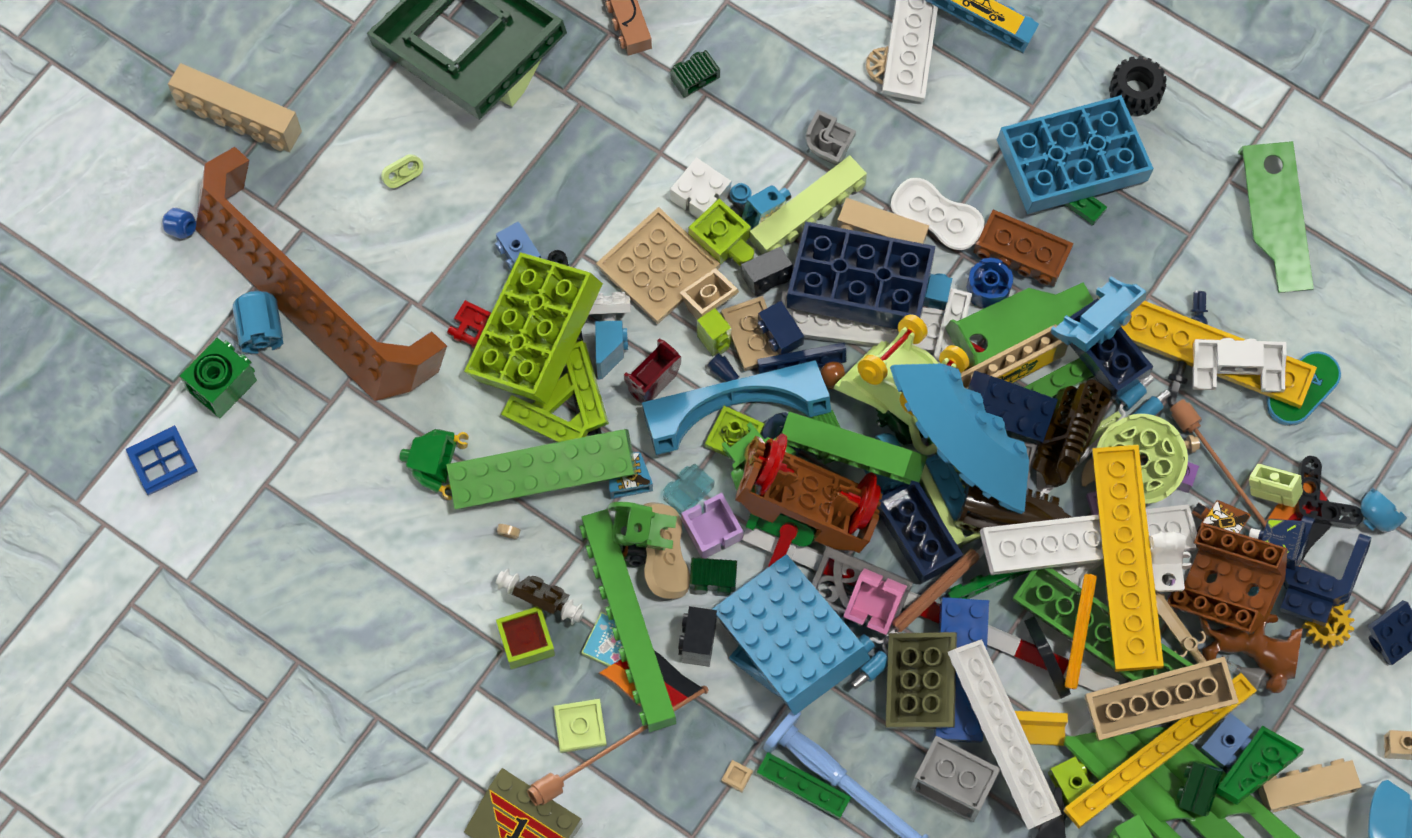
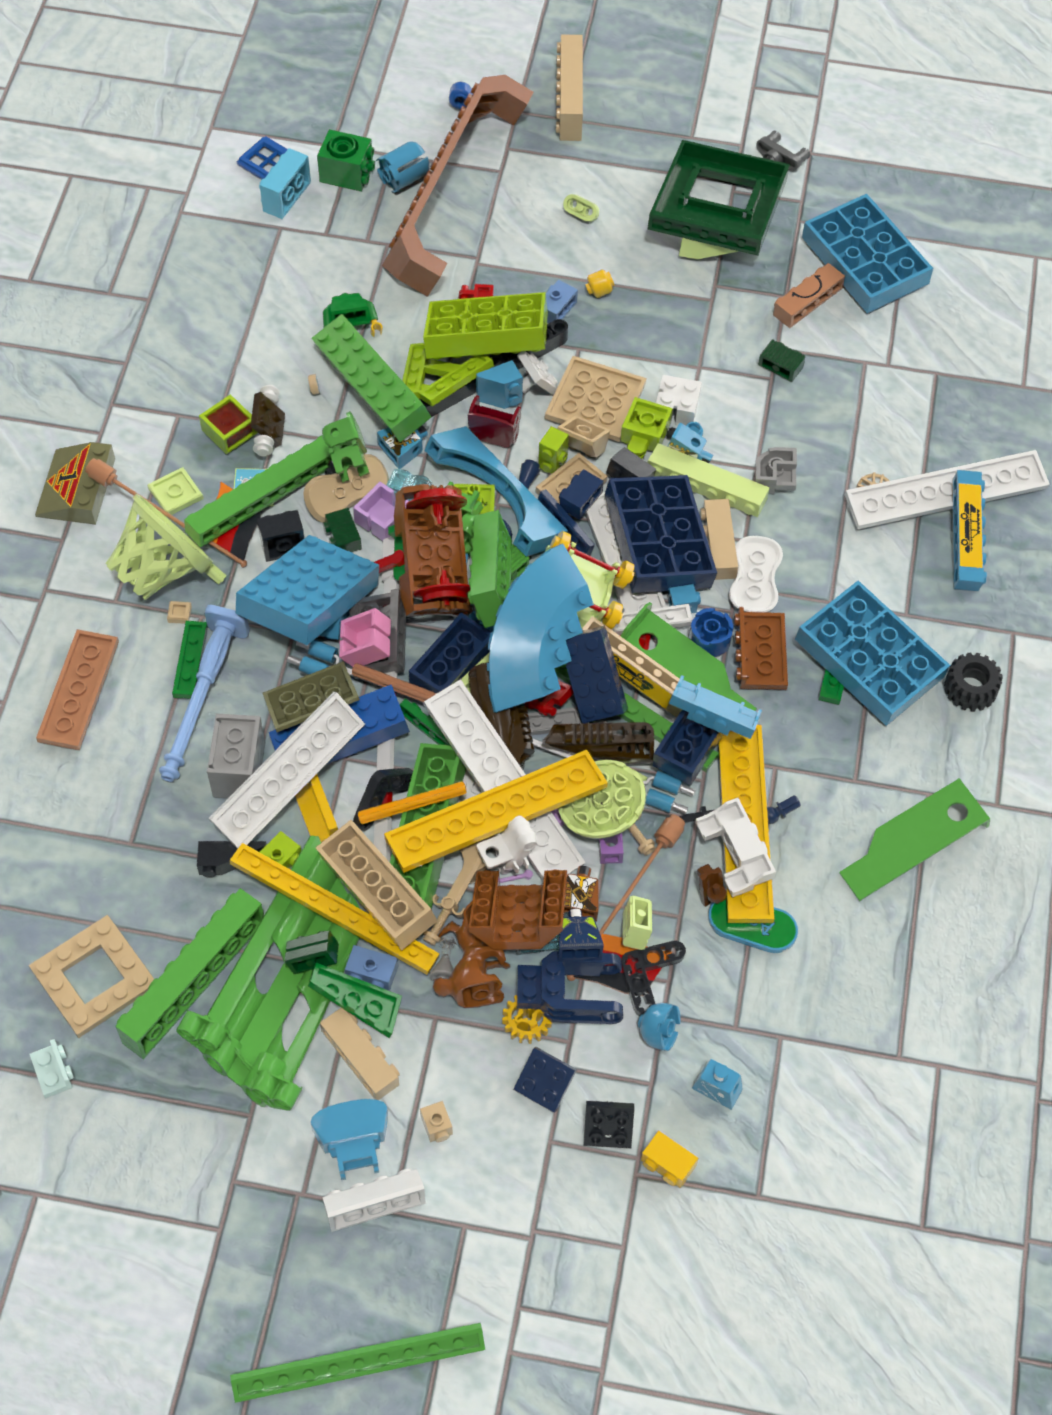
camera: 65 degrees right, 10 degrees down
(218, 454) = (285, 183): none -> medium azure brick
(514, 197) = (599, 283): none -> yellow head
(680, 780) = (142, 551): none -> yellowish green piece
(1260, 406) = (711, 885): none -> reddish brown hips

